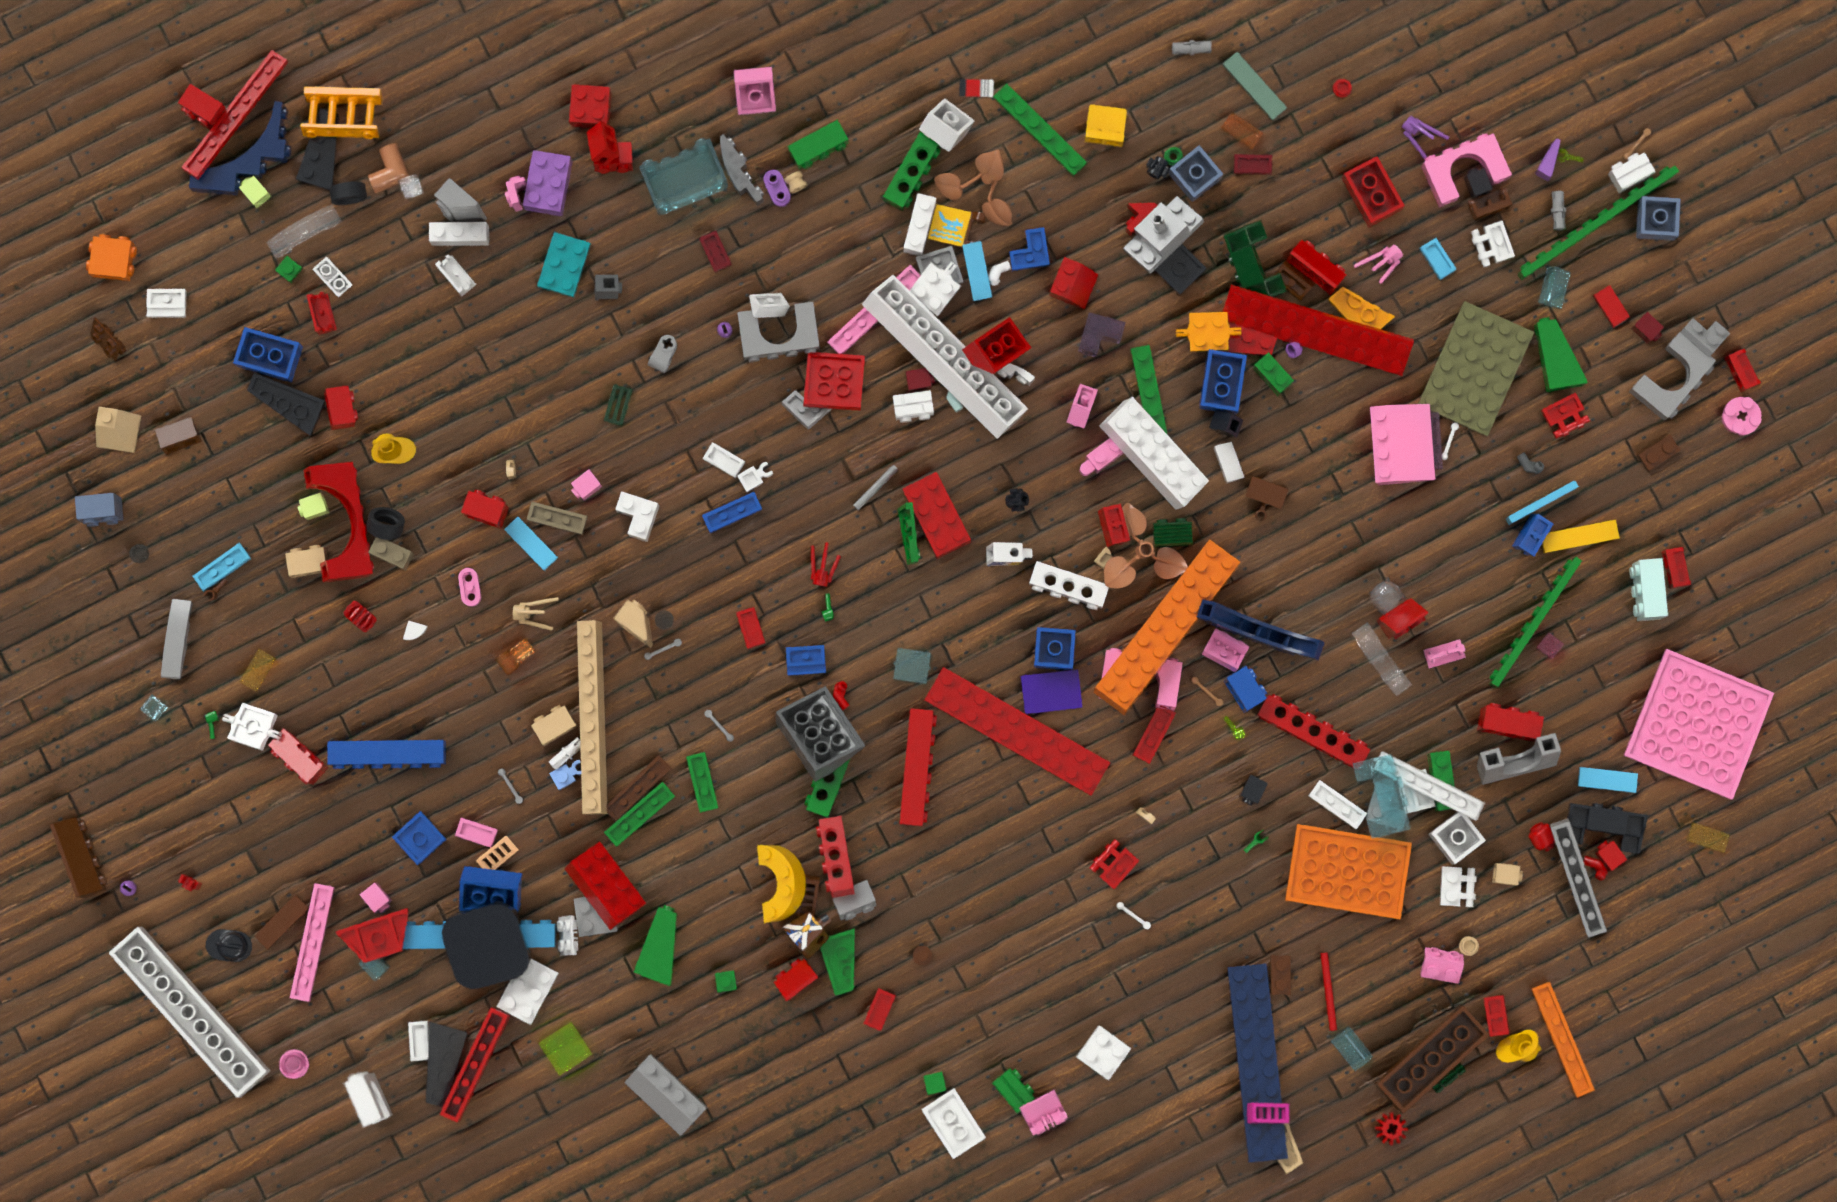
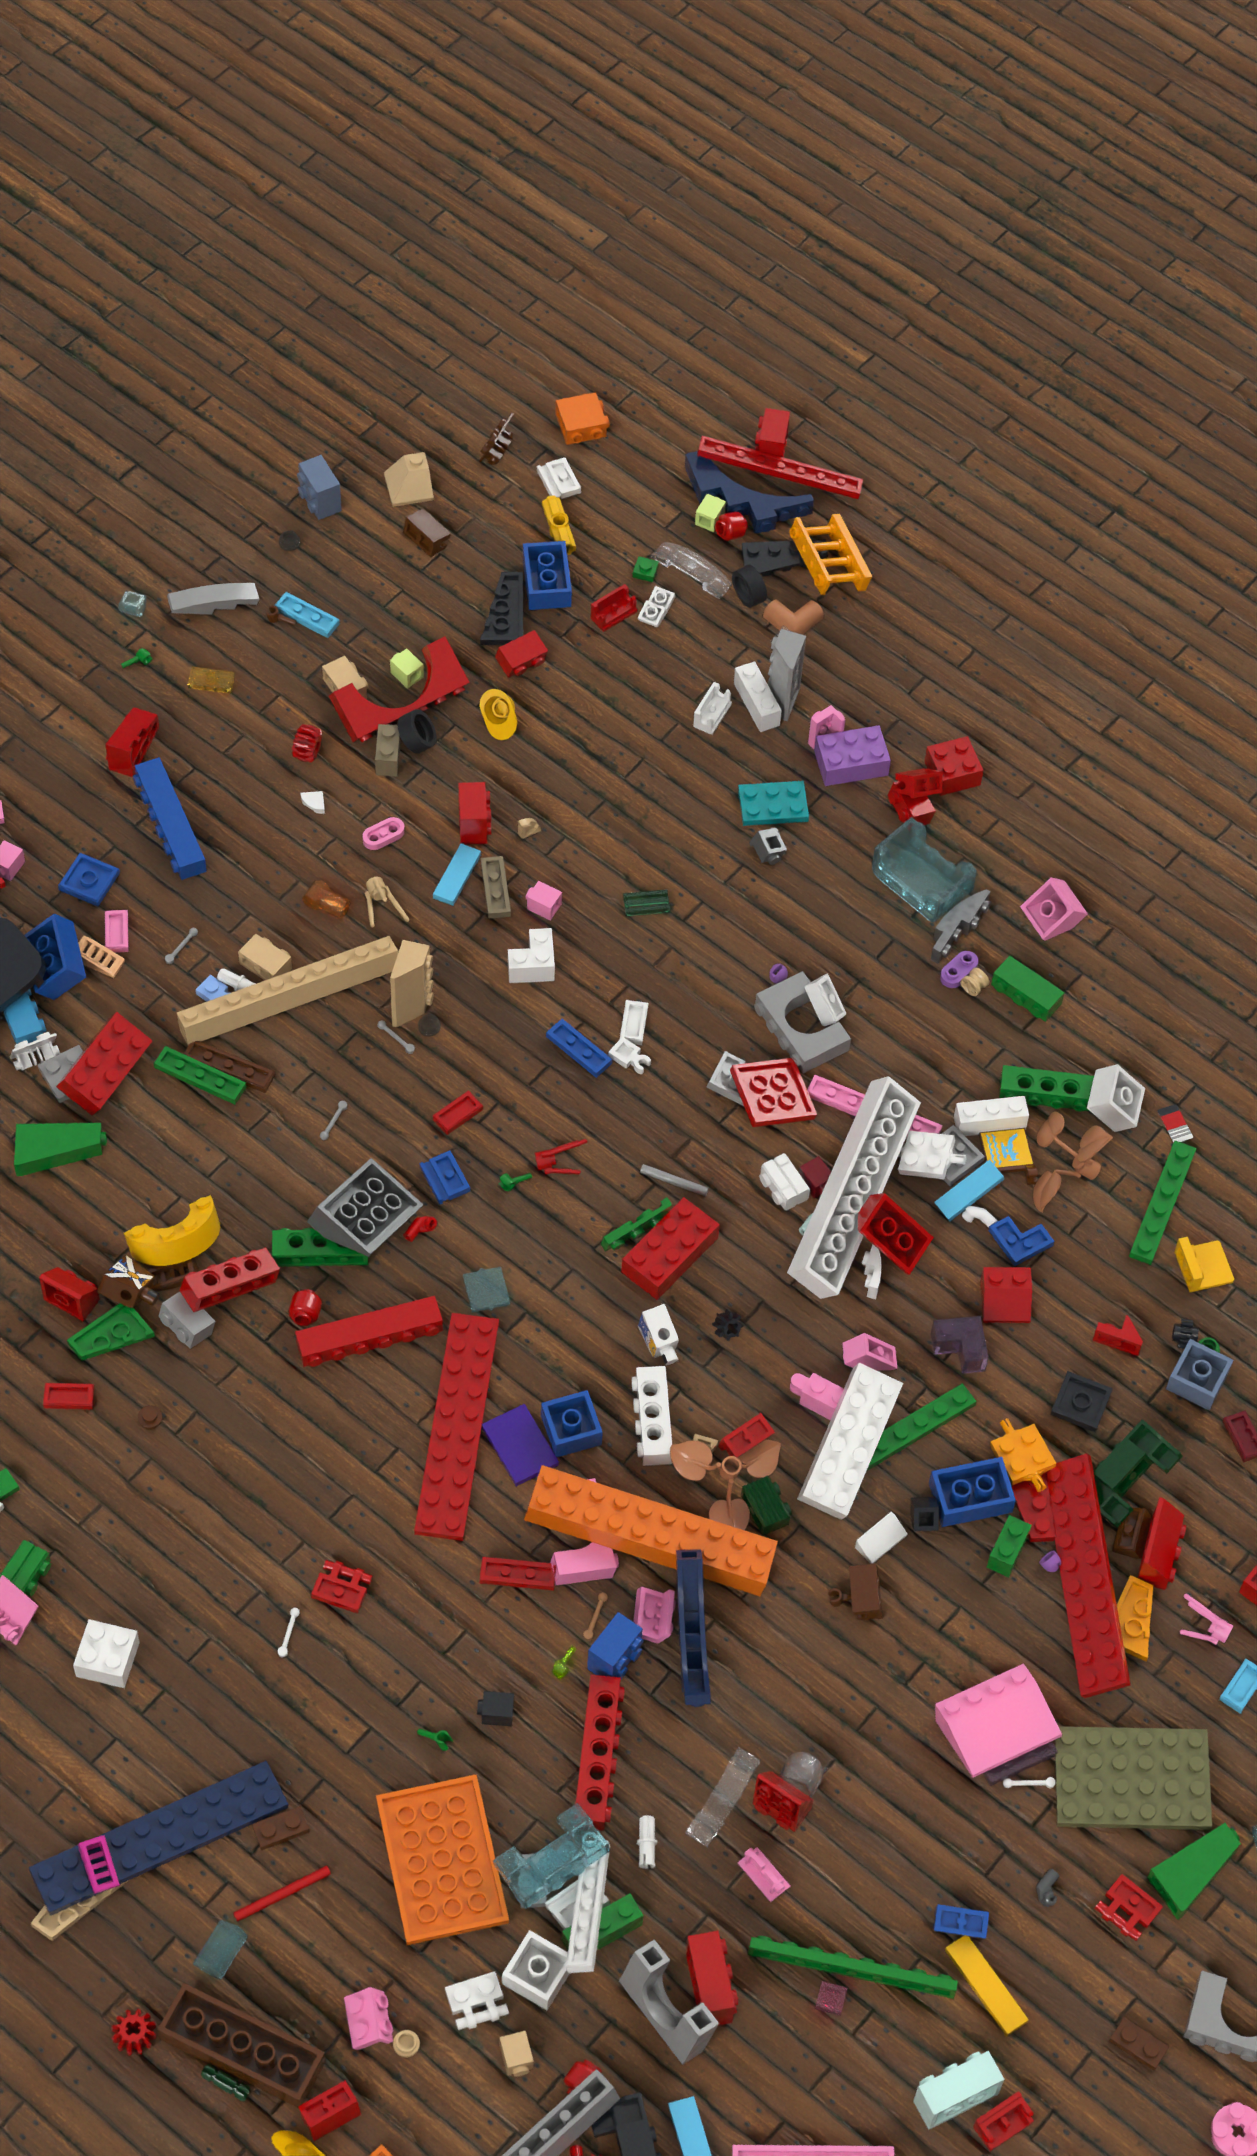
camera: 65 degrees right, 25 degrees down
(205, 322) = (558, 522): none -> yellow piece
(252, 726) = (147, 690): white plate -> none
(276, 180) = (731, 526): none -> red head
(662, 357) = (722, 923): light grey piece -> none
(702, 782) = (261, 1123): green plate -> none
(715, 251) = (859, 934): dark red plate -> none
(725, 981) = (42, 1226): green plate -> none
(878, 808) = (305, 1307): none -> red head
(1148, 817) = (414, 1601): tan tile -> none
(1162, 233) = (1113, 1364): brick -> none
(1337, 804) = (520, 1814): white plate -> none
(1391, 724) = (647, 1842): none -> white axle
(1541, 502) = (1006, 1918): medium azure tile -> none

